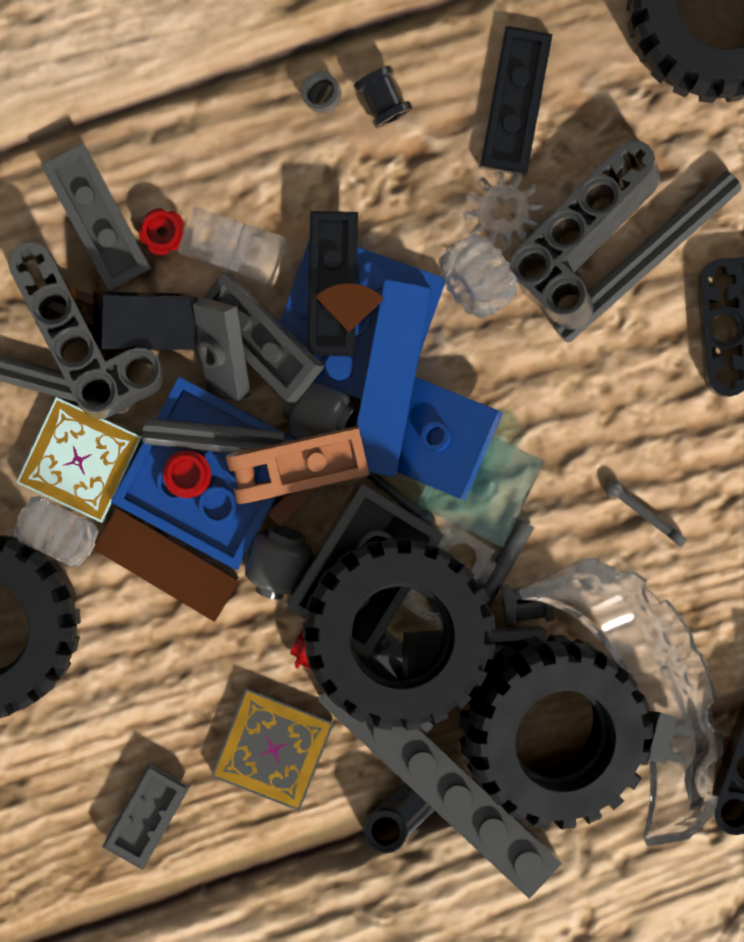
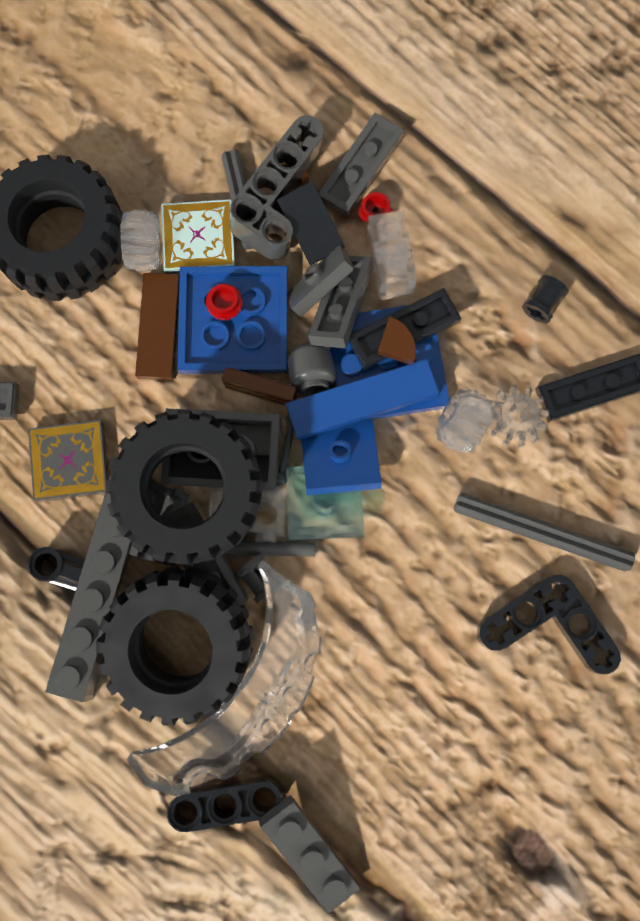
camera: 65 degrees right, 10 degrees down
(207, 436) = (258, 306): dark grey axle -> none
(277, 561) = (198, 391): dark grey head -> none
(299, 464) = (270, 366): nougat plate -> none
(315, 88) = (524, 259): dark grey hinge -> none
(594, 230) = (586, 485): dark grey beam -> none
(614, 489) = (371, 598): dark grey hinge -> none
(663, 731) = (215, 724): dark grey tile -> none

